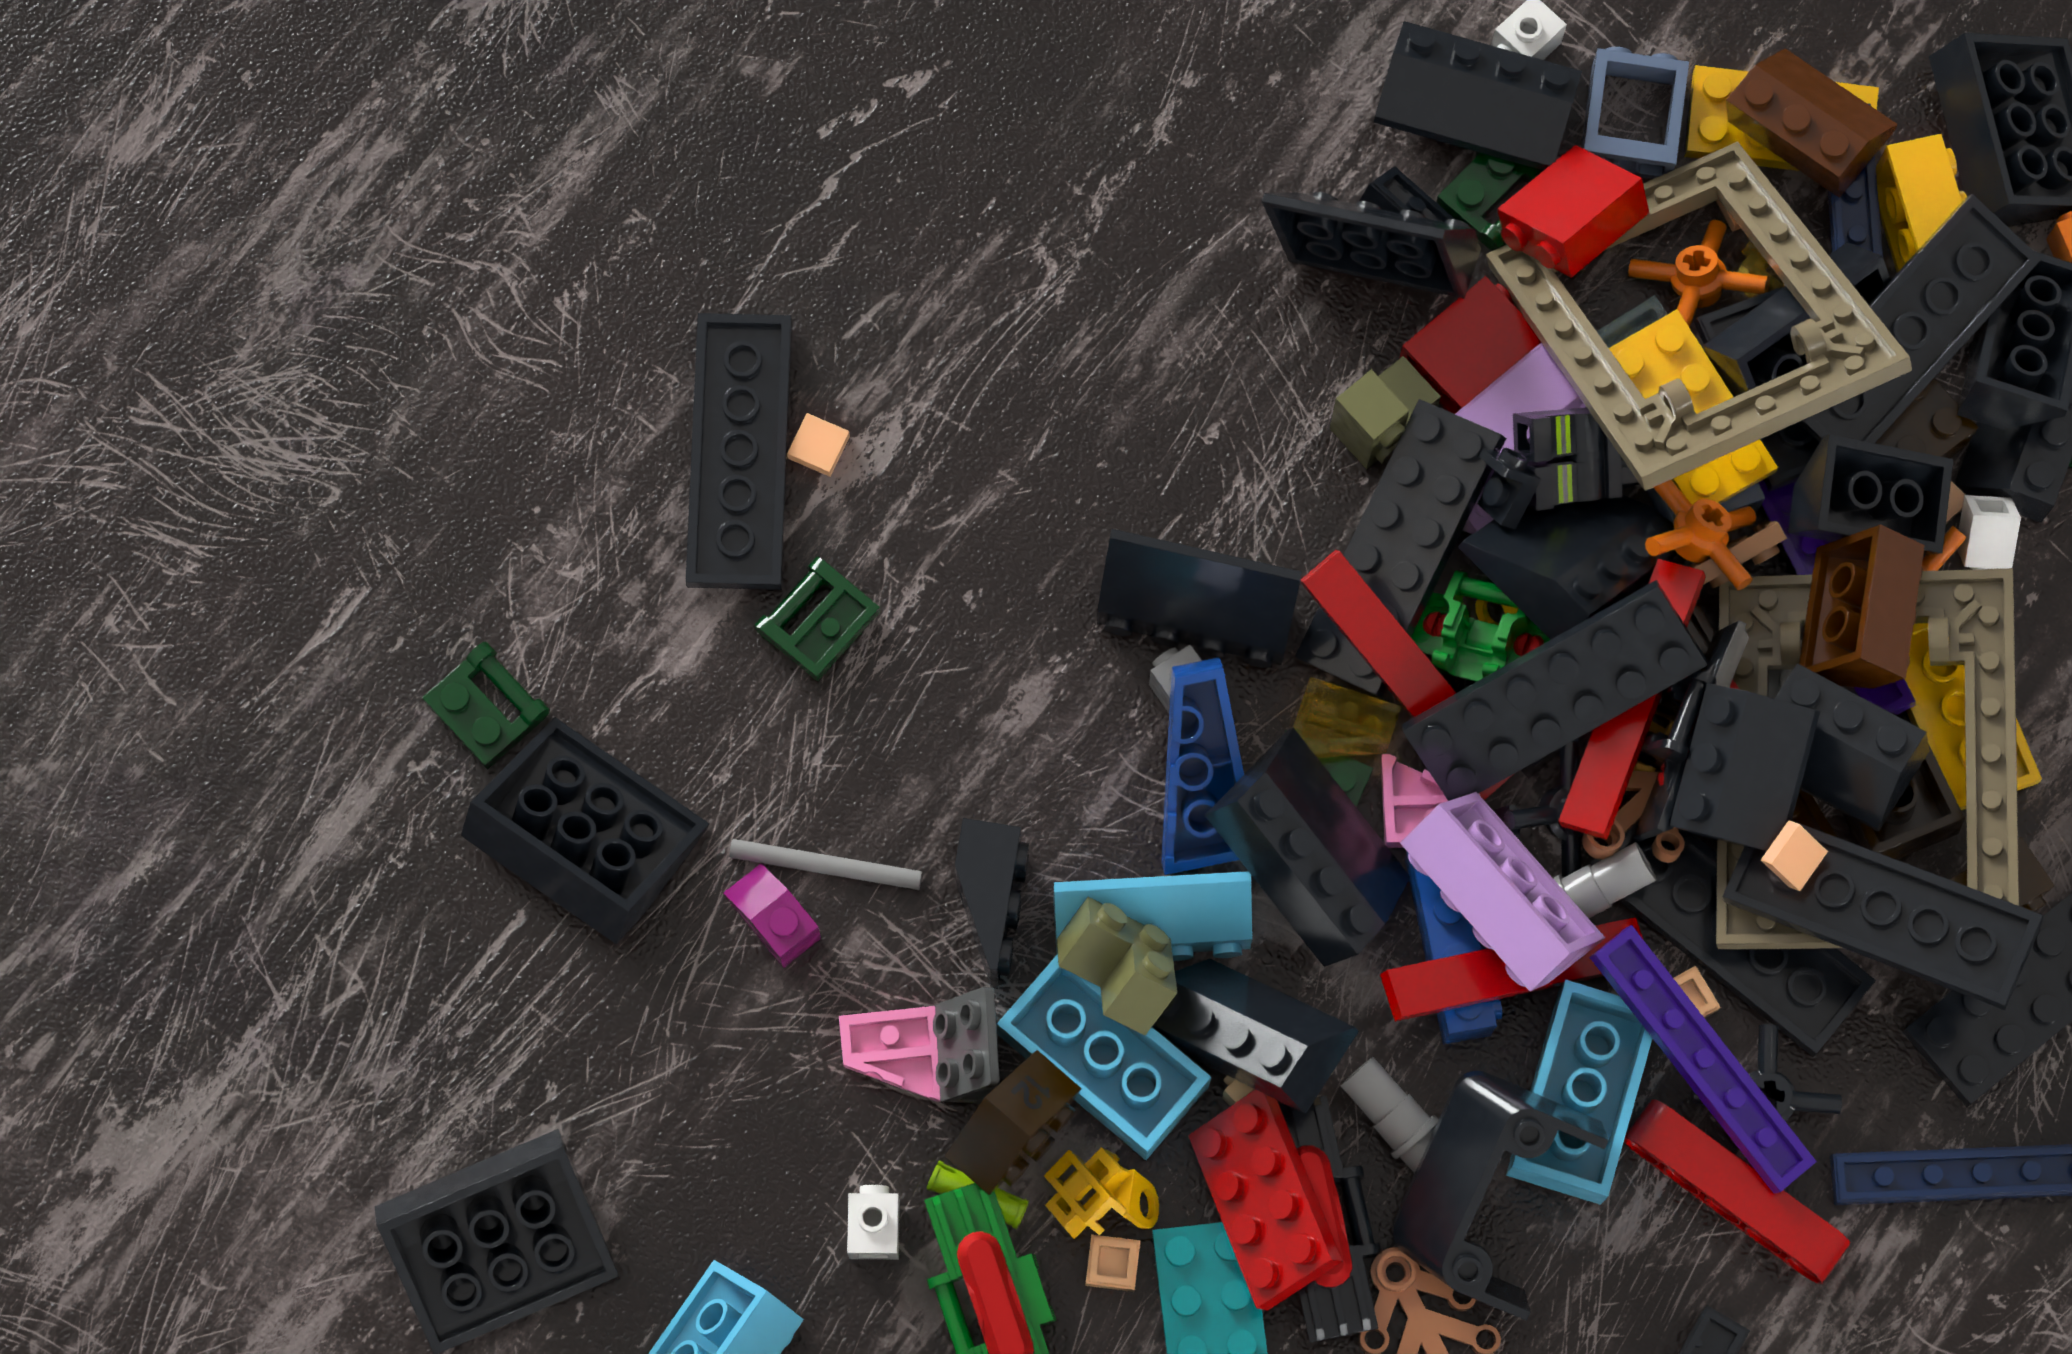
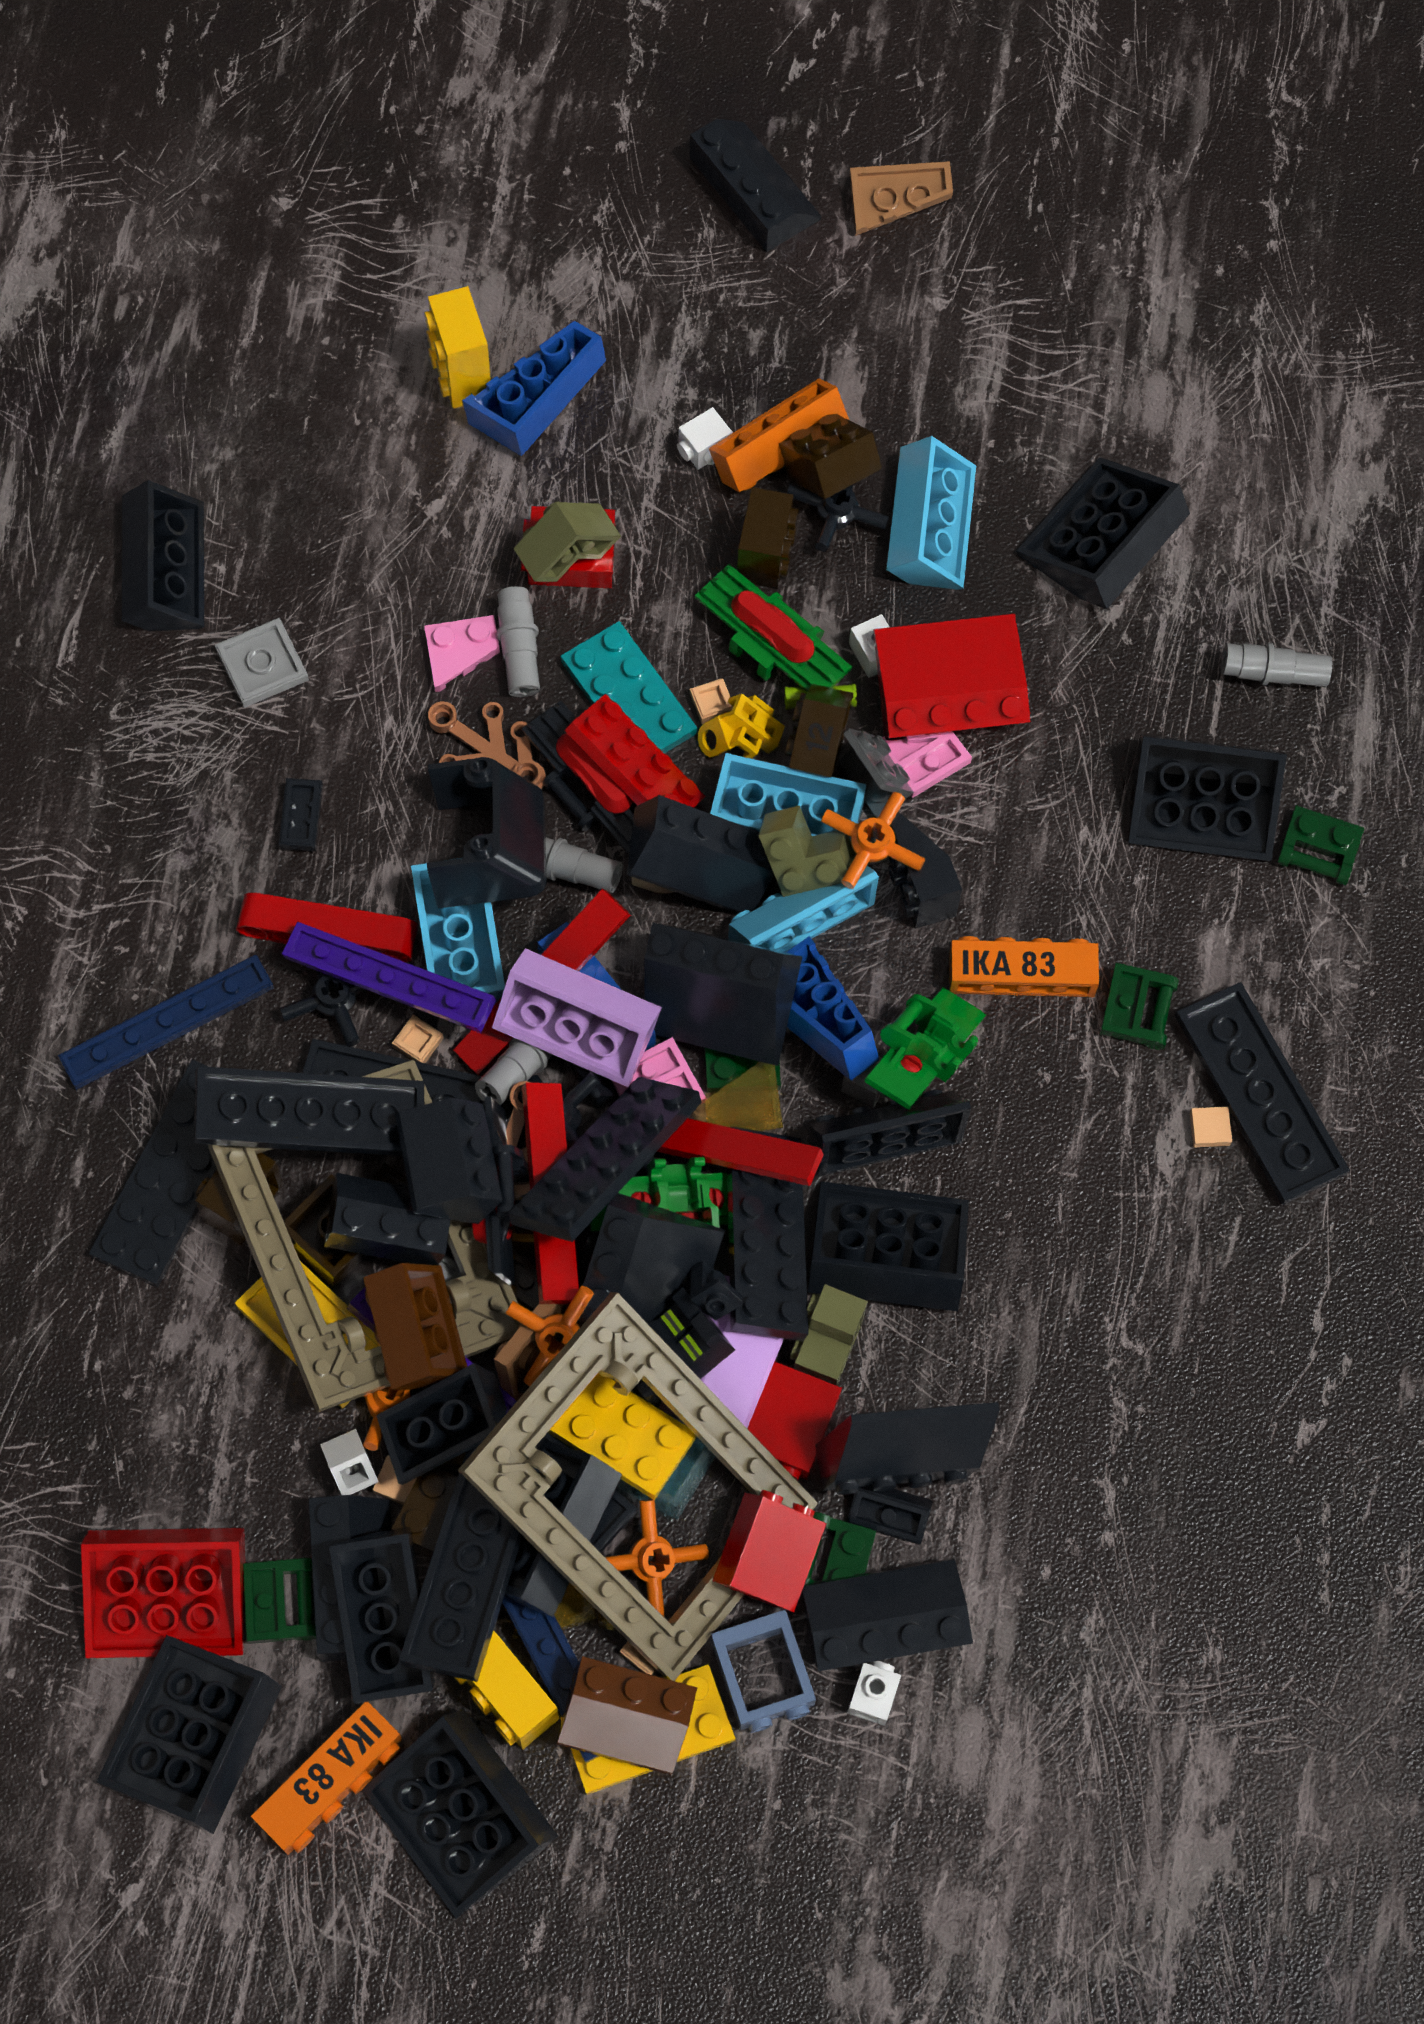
camera: 150 degrees right, 5 degrees down
(397, 949) = (1275, 665): none -> light grey piece
(773, 914) = (1052, 800): magenta slope -> none
(810, 1118) = (951, 676): none -> red slope
(825, 864) = (1036, 853): light grey bar -> none
(927, 726) = (1023, 967): none -> orange brick
(1032, 944) = (862, 834): none -> orange bar
(1103, 662) = (930, 1053): none -> green piece
(1258, 482) = (890, 1246): none -> black slope
(1794, 855) = (386, 1114): light nougat tile -> none

